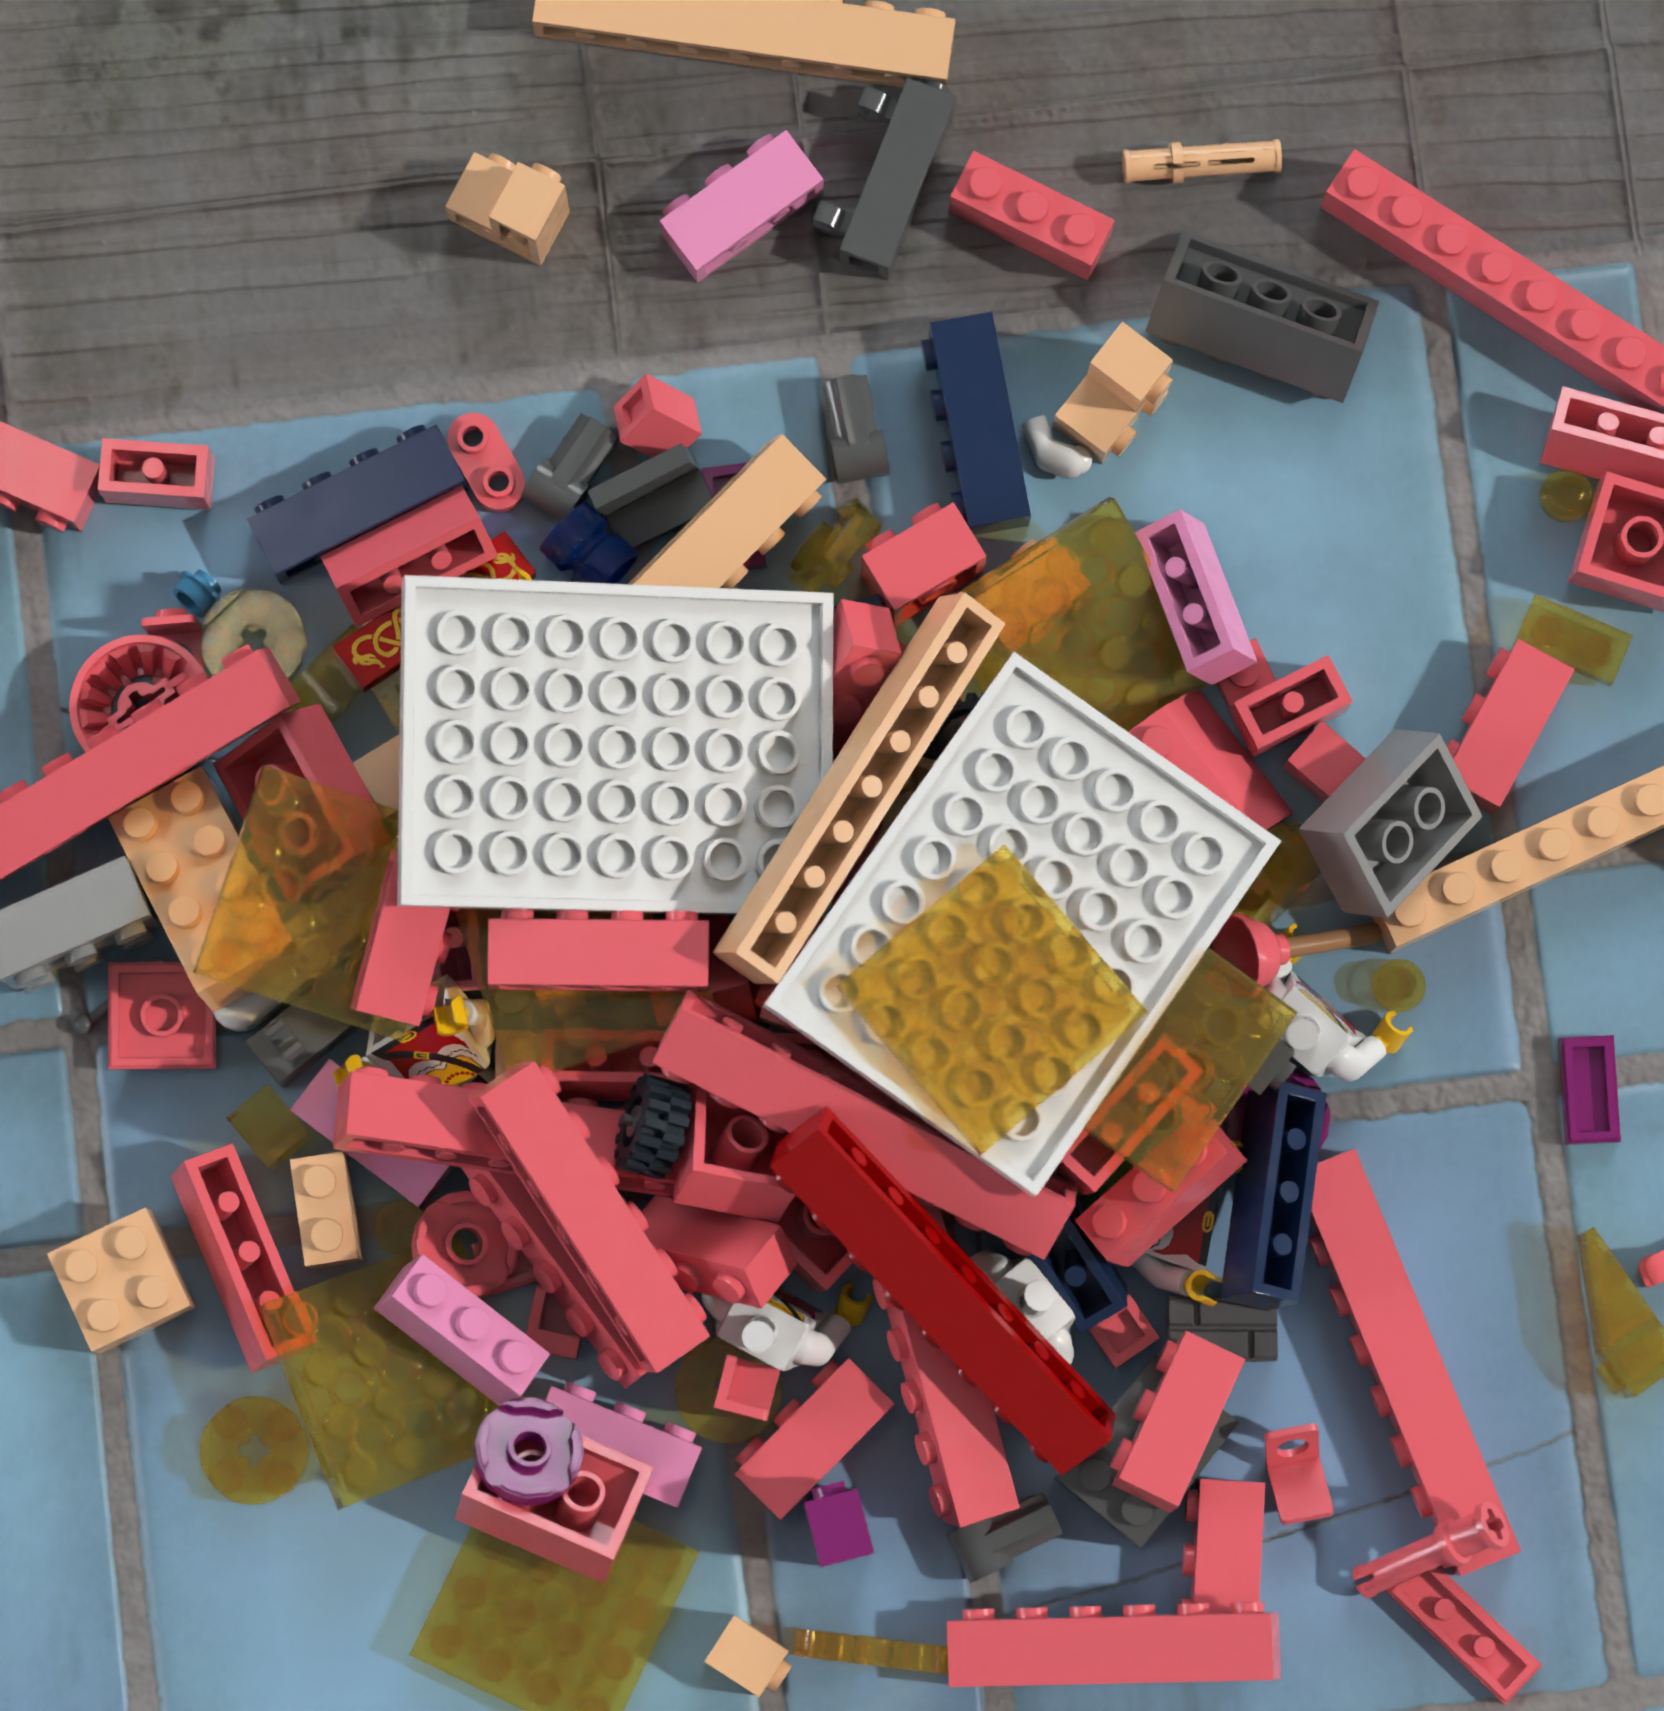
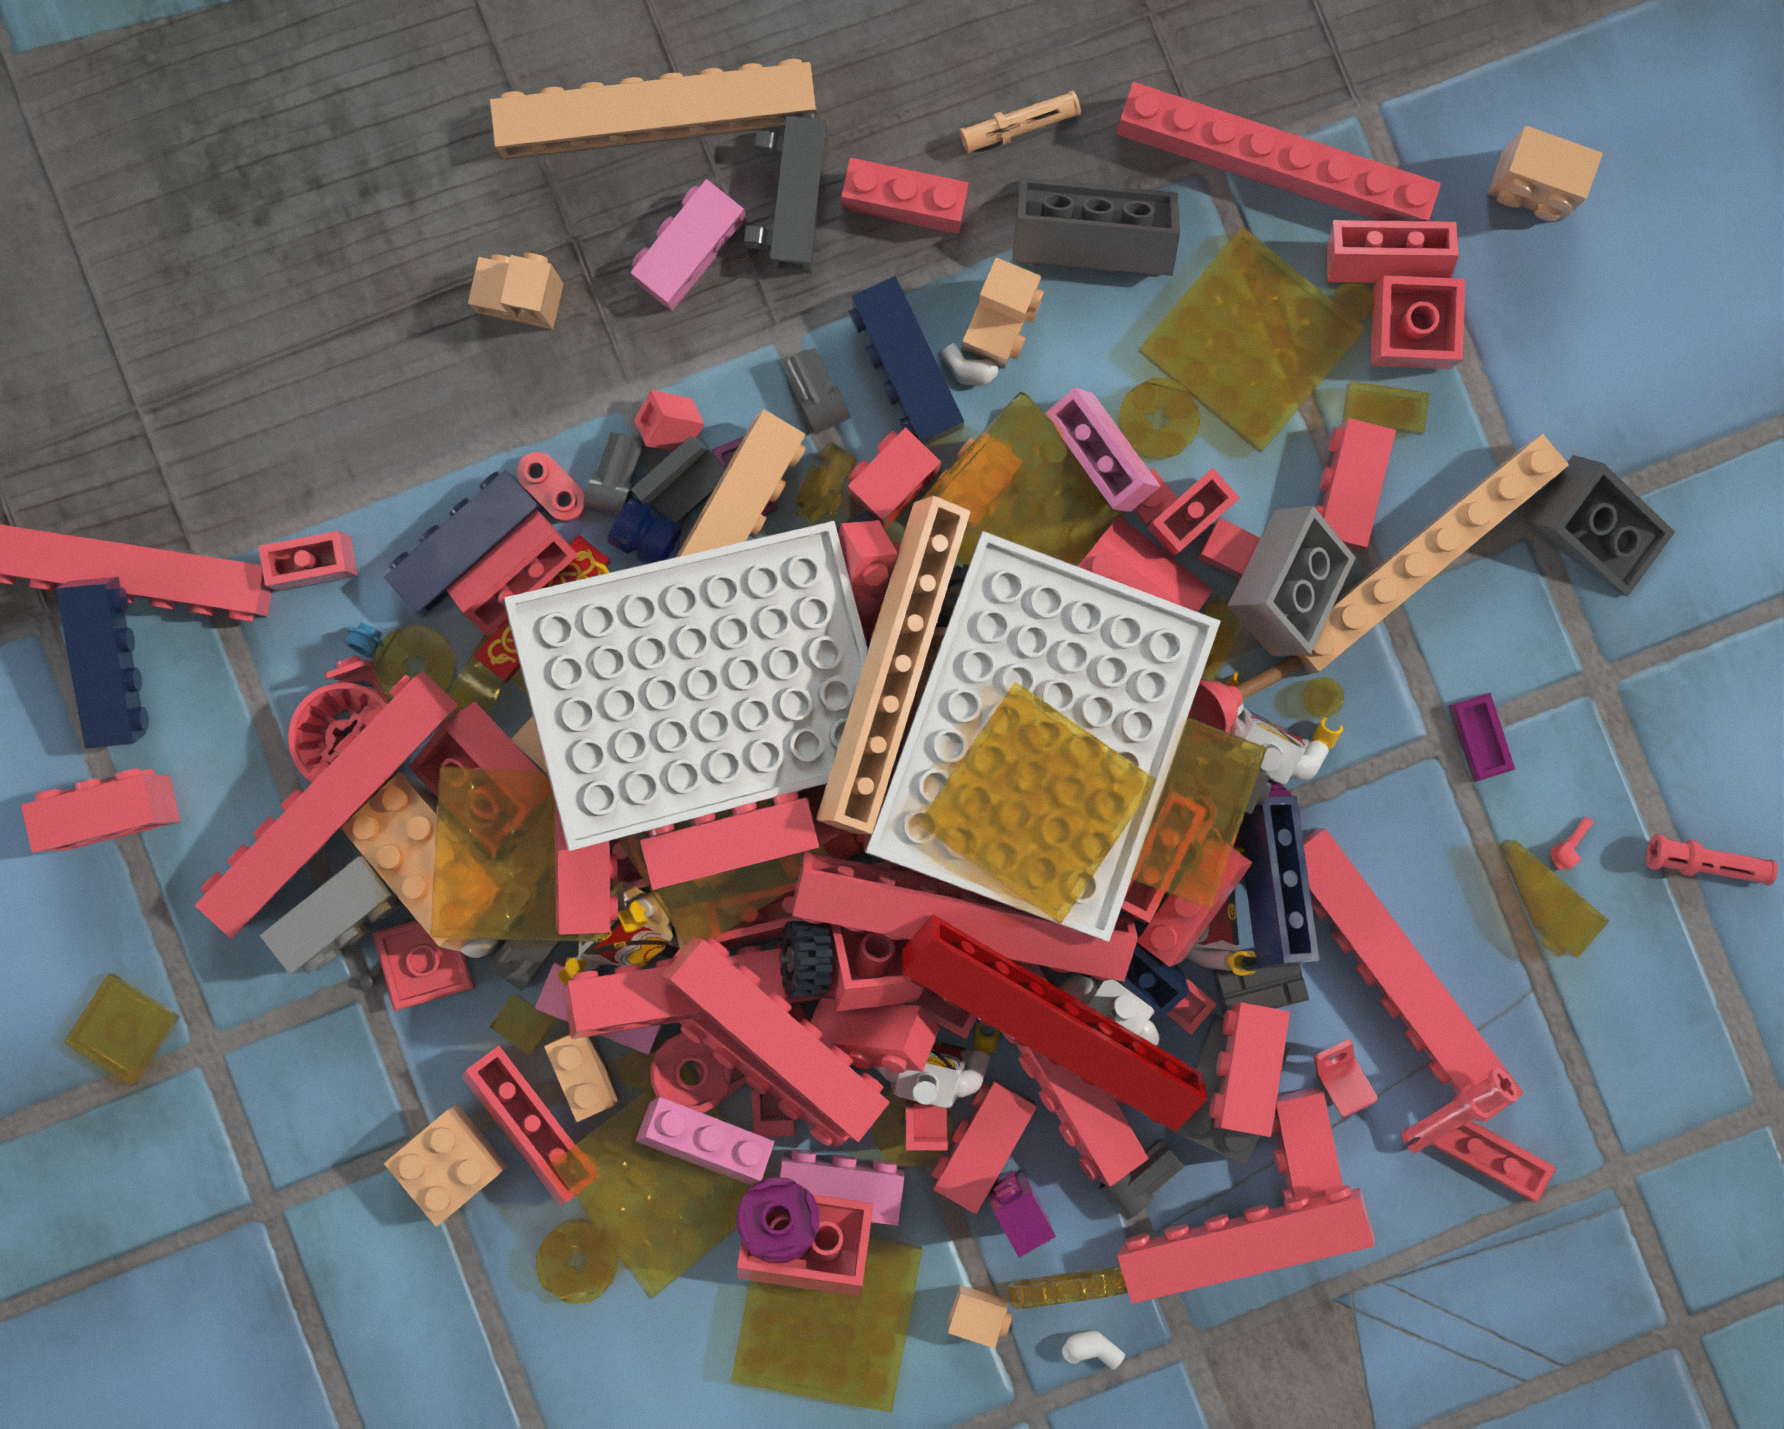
camera: 10 degrees left, 5 degrees up
(1308, 571) = (1177, 406): none -> clear yellow plate
(1423, 509) = (1251, 339): none -> clear yellow plate

